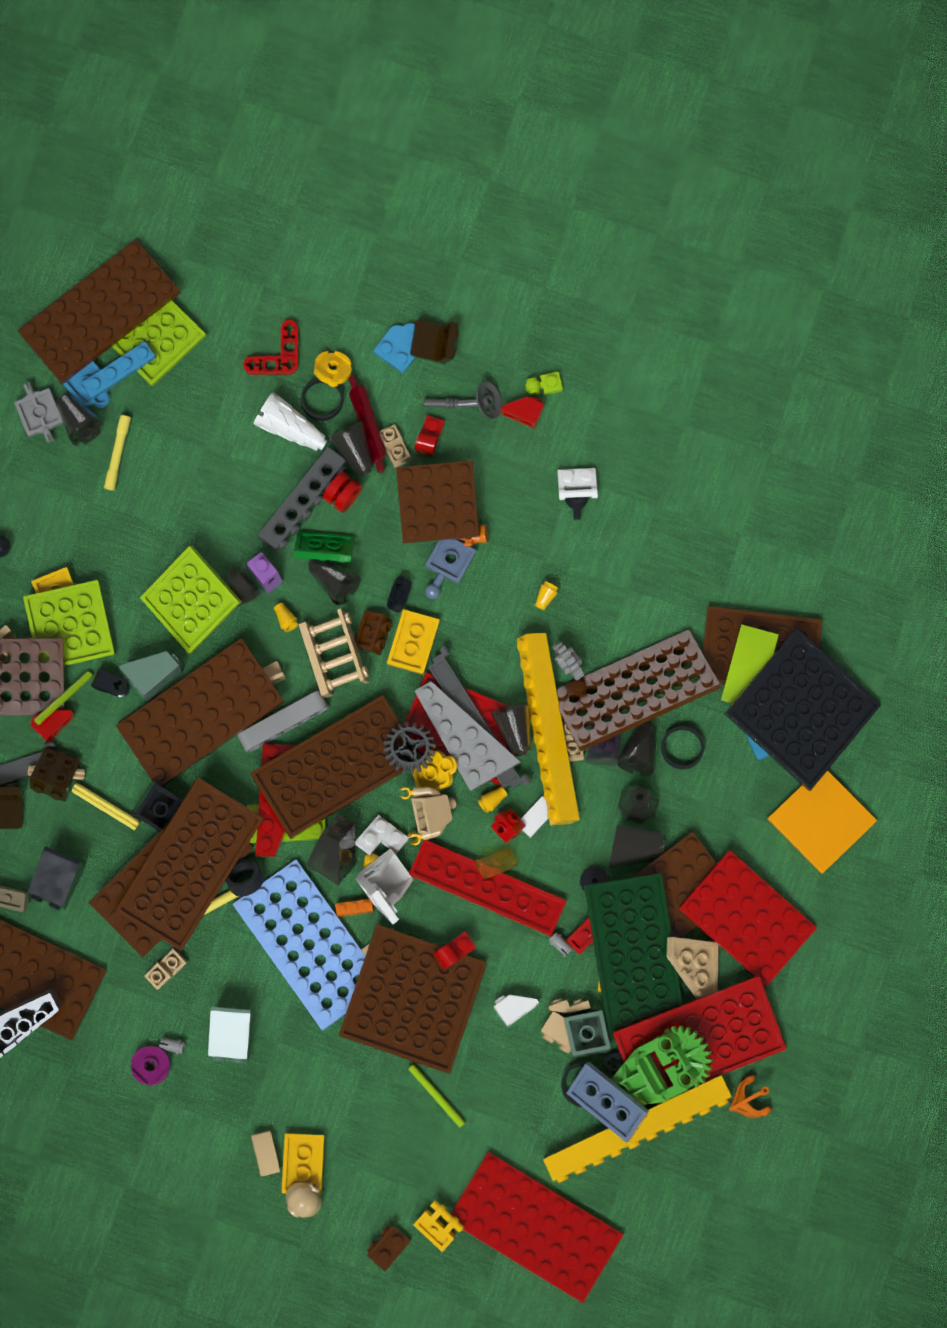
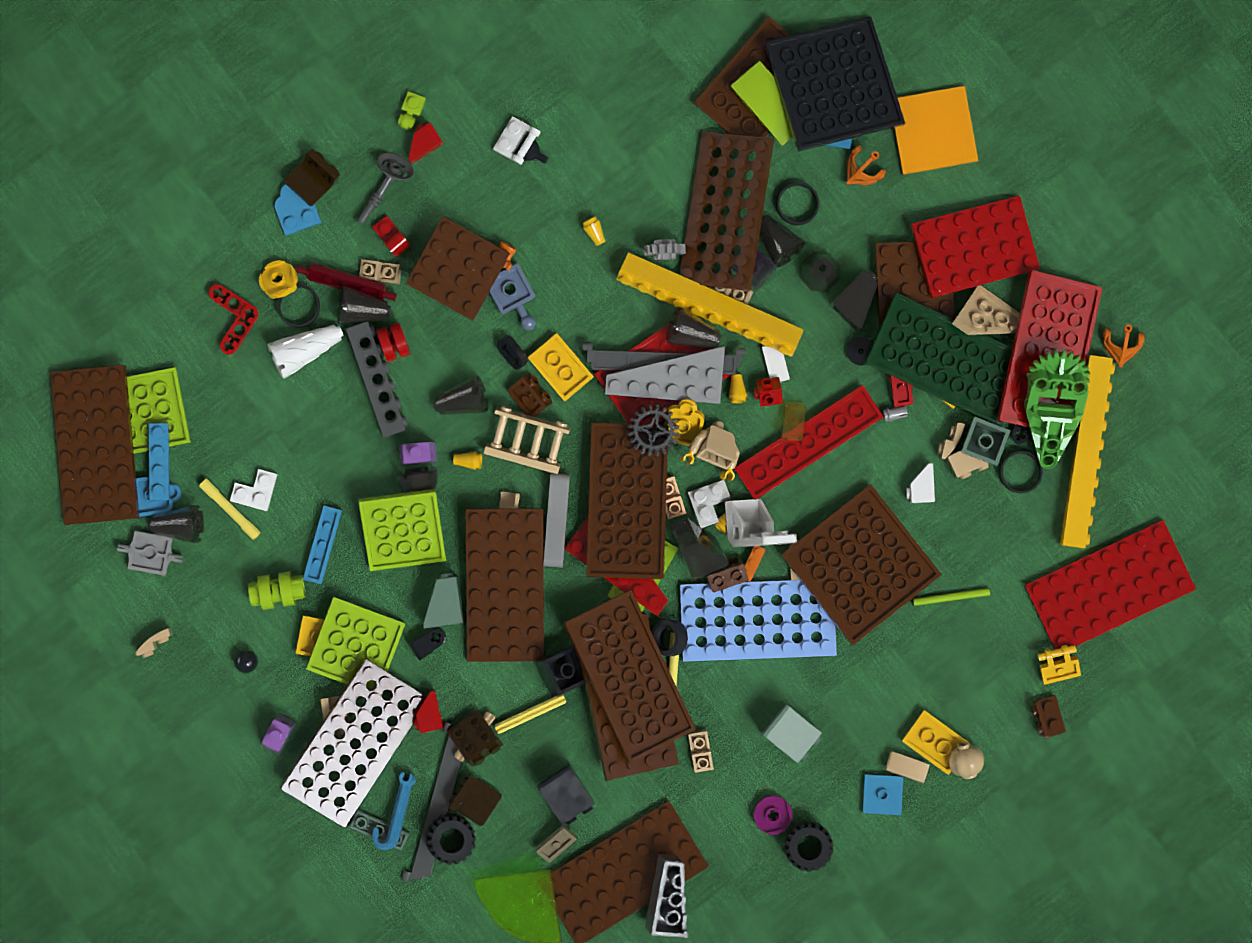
camera: 65 degrees left, 10 degrees up
(63, 697) = (415, 690): lime bar -> none
(68, 526) = (268, 591): none -> lime piece
(125, 1110) = (818, 860): none -> black tyre
(136, 545) = (322, 544): none -> dark azure plate
(143, 468) = (256, 496): none -> white plate
(173, 1045) = (768, 786): light grey pin -> none
(228, 1148) = (882, 794): none -> dark azure plate
(324, 546) = (430, 388): green plate -> none
(329, 892) = (728, 576): none -> reddish brown bracket
(364, 806) = (674, 502): none -> light nougat slope
(454, 951) = (845, 508): red plate -> none
(619, 1098) = (1049, 473): sand blue plate -> none
(738, 781) = (855, 175): none -> orange helmet

